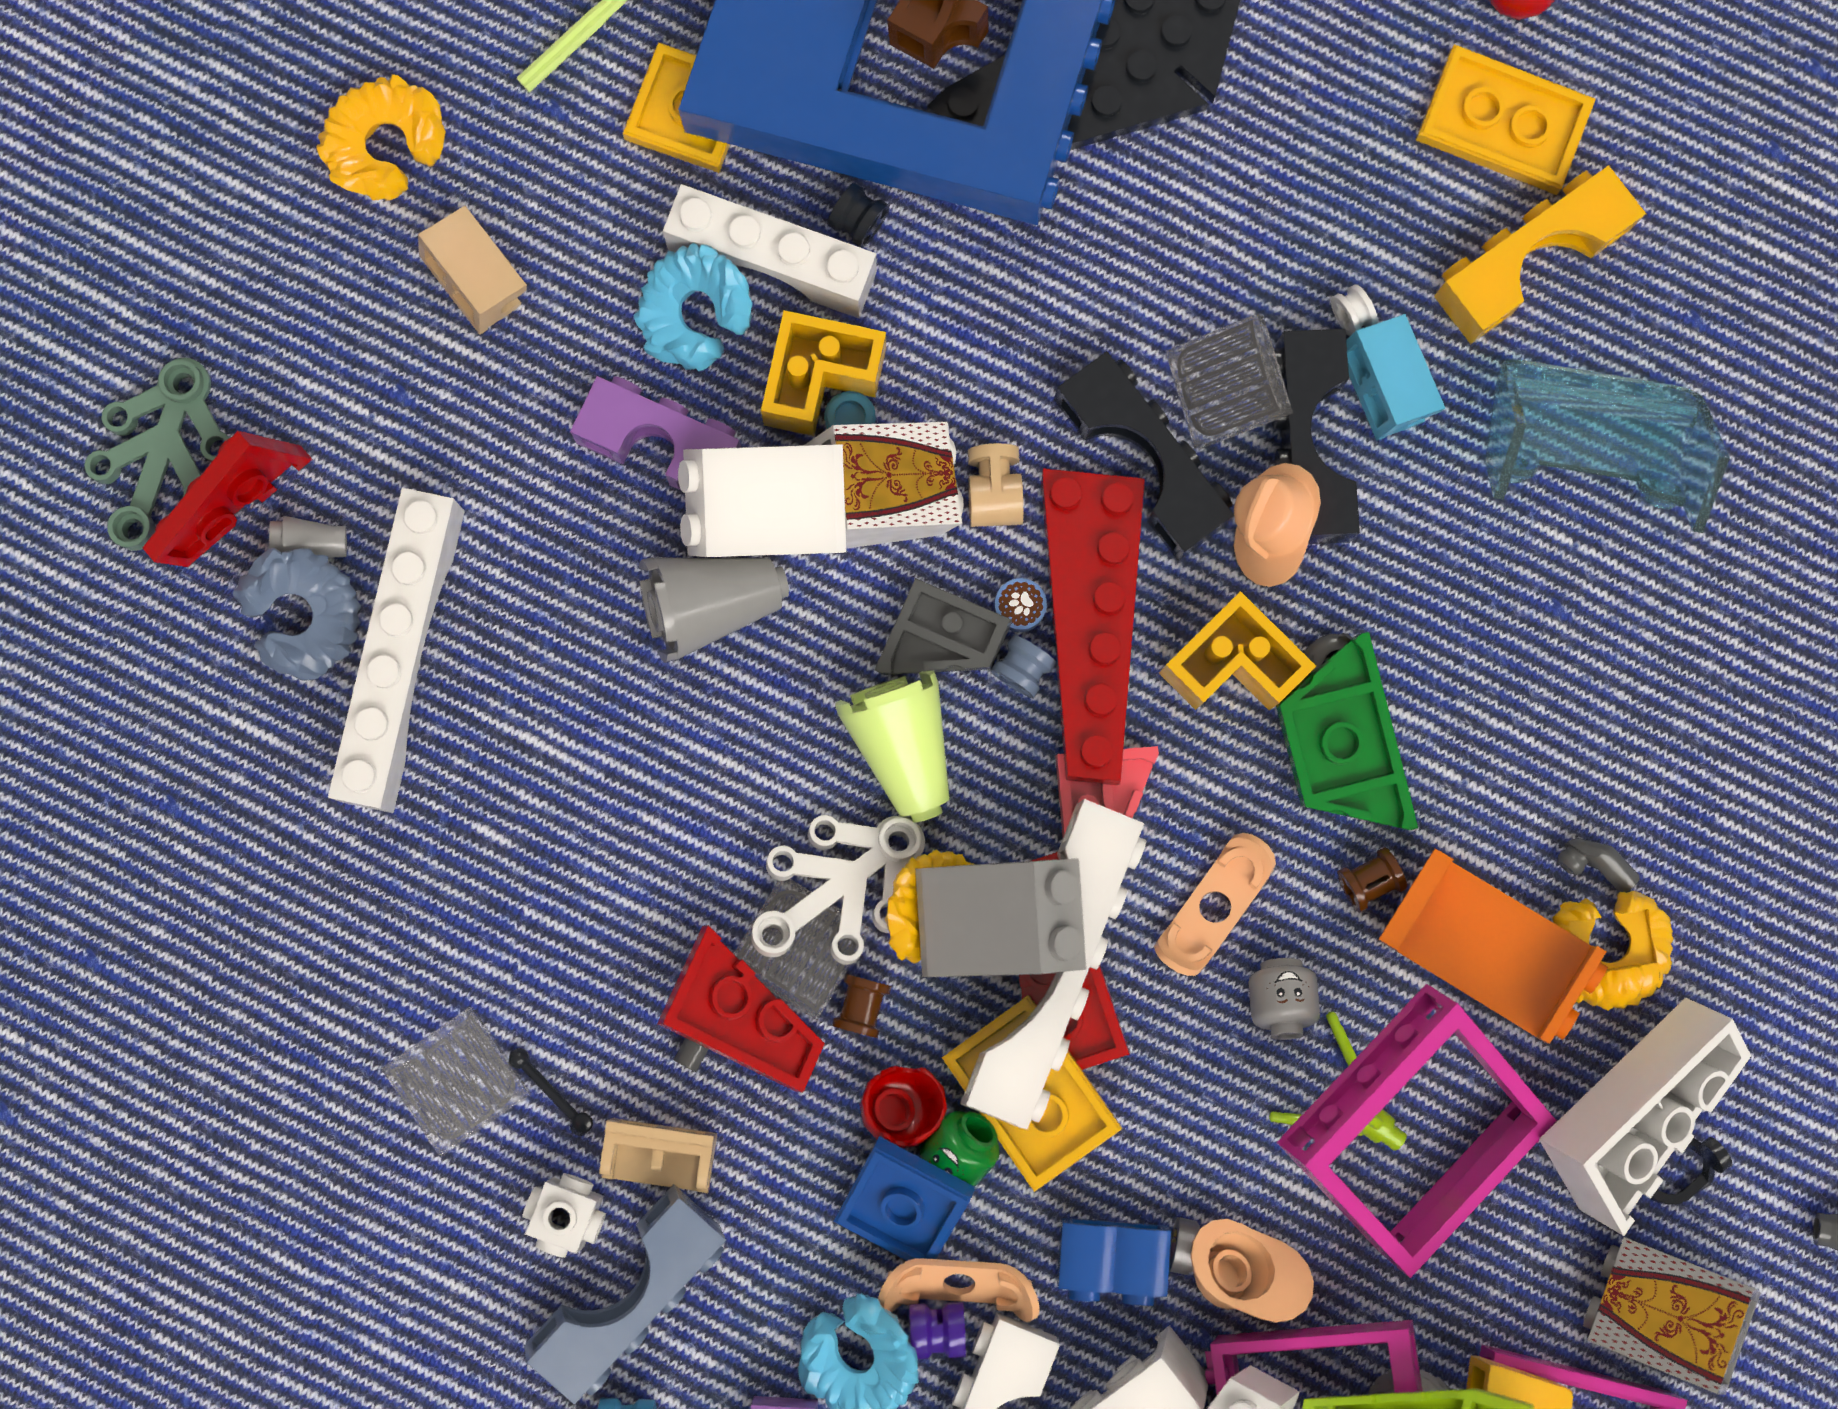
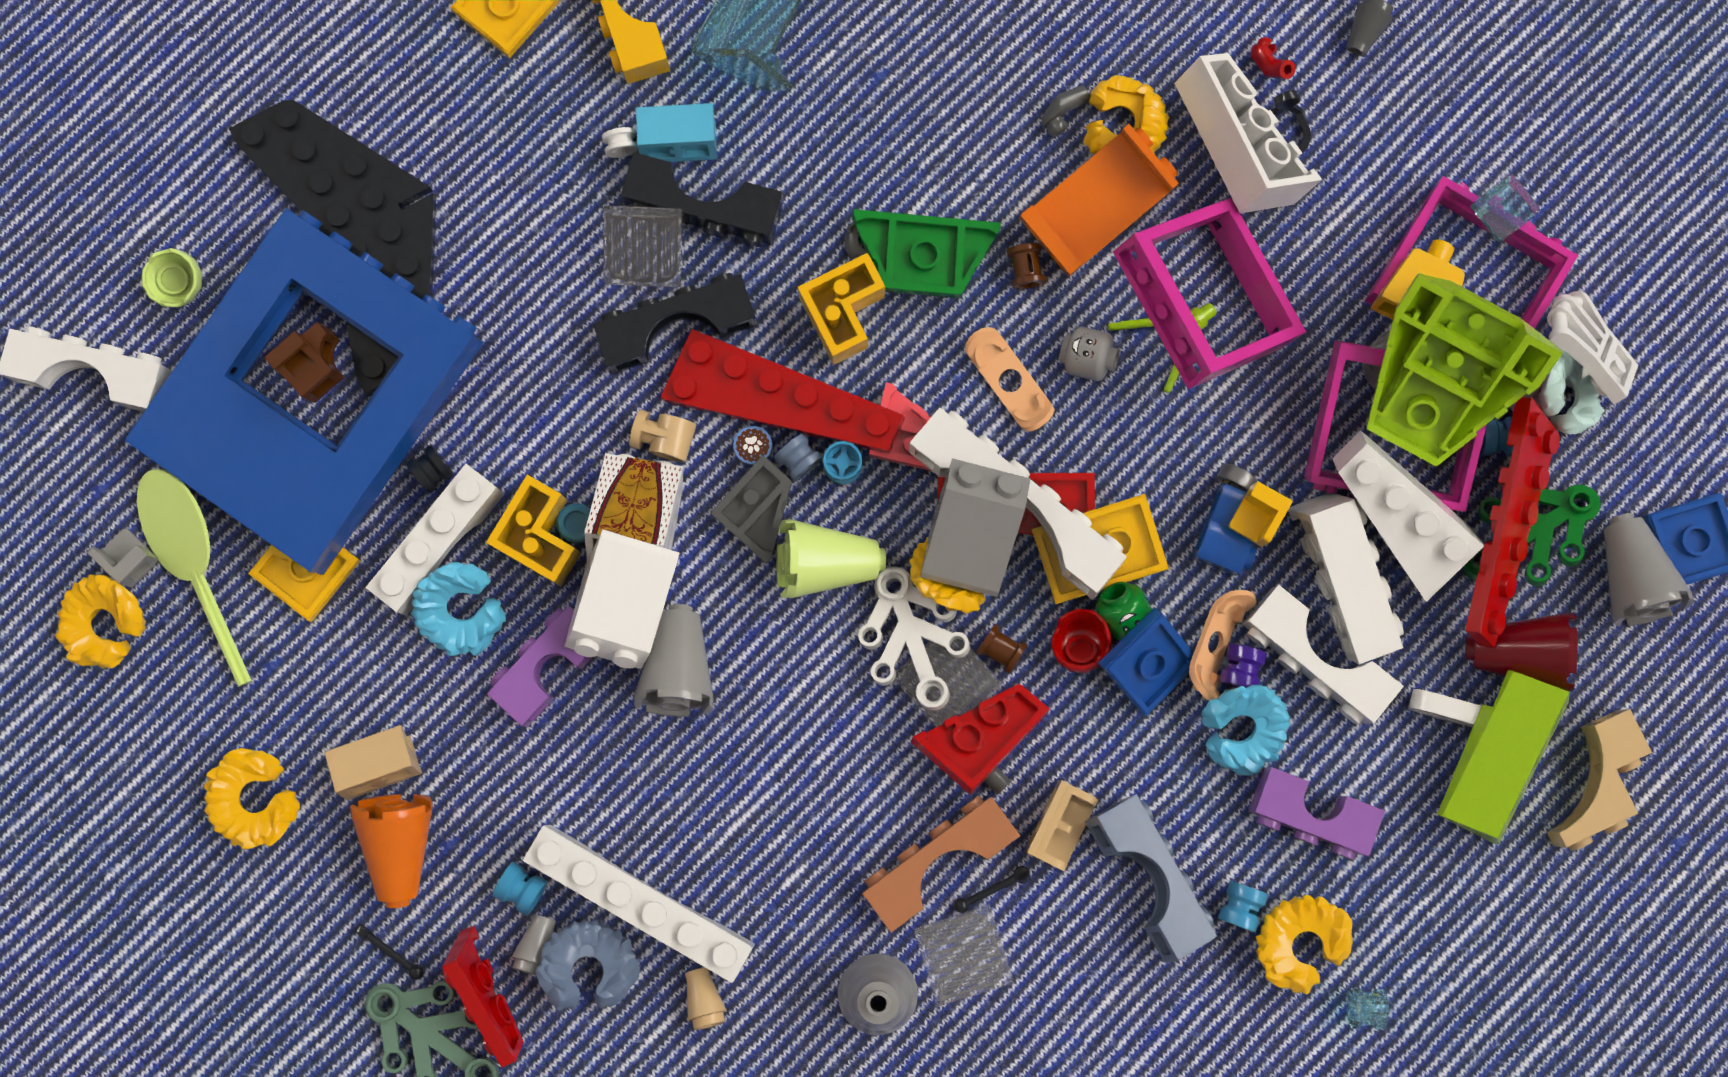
camera: 65 degrees left, 0 degrees up
(234, 407) = (415, 971): none -> black hinge
(300, 771) = (703, 1000): none -> tan cone
(371, 498) = (520, 888): none -> dark azure wheel
(375, 987) = (877, 976): none -> light grey cone
(378, 325) = (393, 844): none -> orange cone
(580, 1202) = (1071, 893): white brick -> none
(617, 1052) = (898, 894): none -> nougat arch
(1037, 717) = (844, 456): none -> dark azure wheel
(1143, 1290) = (1260, 514): none -> yellow panel
(1250, 1272) = (1269, 438): light nougat piece -> none
(1275, 523) = (755, 247): light nougat piece -> none
(1671, 1315) = (1383, 167): slope -> none
(1756, 1115) = (1270, 66): none -> red arm

